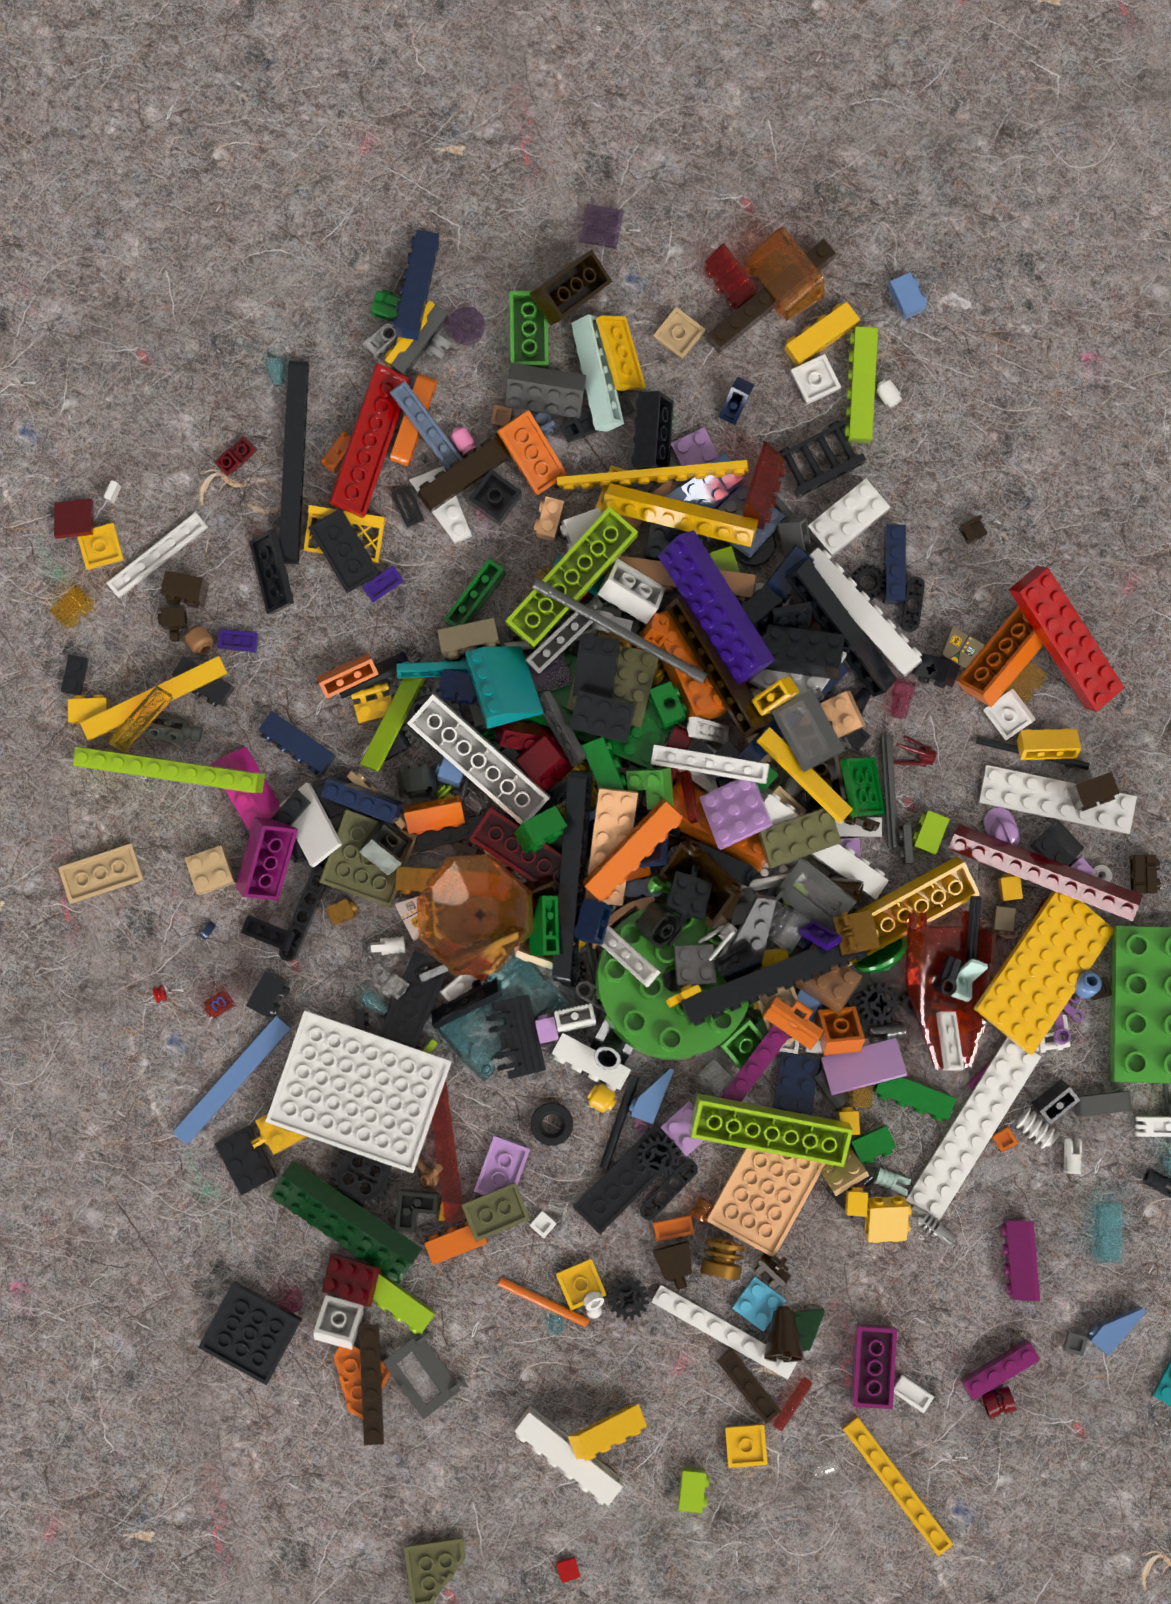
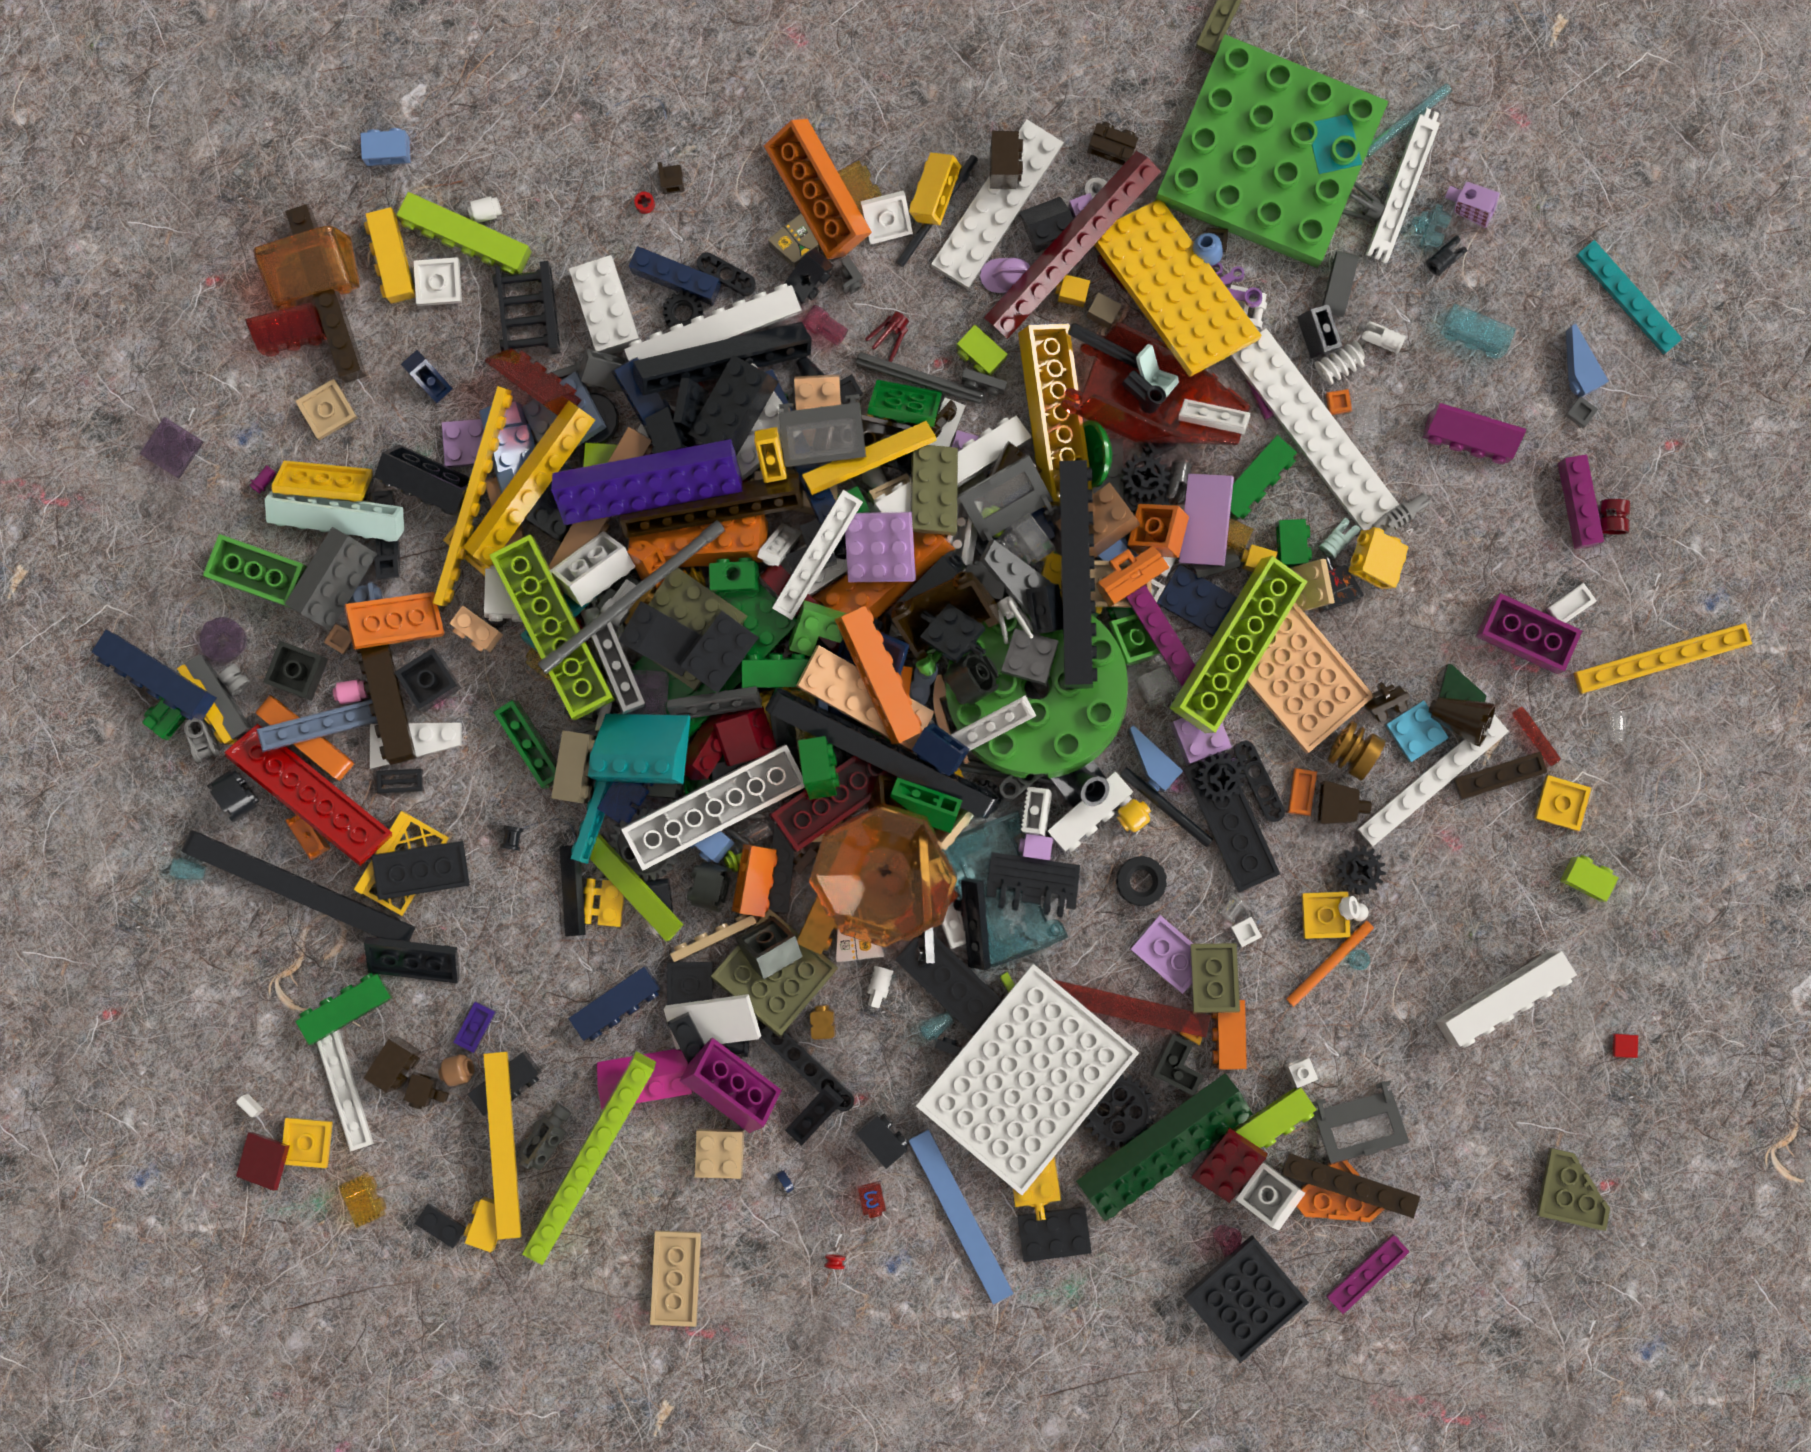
camera: 70 degrees left, 0 degrees up
(140, 719) = (519, 1168): clear yellow plate -> none
(213, 534) = (344, 1009): none -> green brick
(236, 456) = (266, 951): dark red slope -> none
(306, 1424) = (1367, 1273): none -> magenta plate
(347, 382) = (232, 795): none -> black brick
(347, 675) = (562, 918): orange piece -> none
(362, 799) = (706, 953): dark blue brick -> none
(382, 584) = (475, 841): dark purple plate -> none
(387, 980) = (916, 1001): clear brick -> none
(396, 611) = (511, 837): none -> black bush
(429, 1178) = (1149, 1037): medium nougat piece -> none
(447, 1310) = (1301, 1072): none -> white brick
(463, 392) = (295, 670): none -> pearl dark grey brick
(571, 287) = (226, 506): dark brown brick -> none
(604, 306) = (262, 479): none -> magenta pin
(607, 1431) = (1496, 945): yellow brick -> none
(687, 992) = (1057, 675): yellow plate -> none
(689, 797) = (843, 592): clear red axle -> none
(701, 1209) = (1294, 753): clear orange wheel -> none
(820, 935) = (1050, 508): dark purple plate -> none
(856, 932) = (1061, 468): pearl gold hinge -> none
(856, 1202) = (1349, 583): yellow brick -> none
(950, 518) = (644, 210): none -> red bush
(954, 701) = (850, 271): none -> dark grey bracket
(1066, 638) = (828, 121): red brick -> none

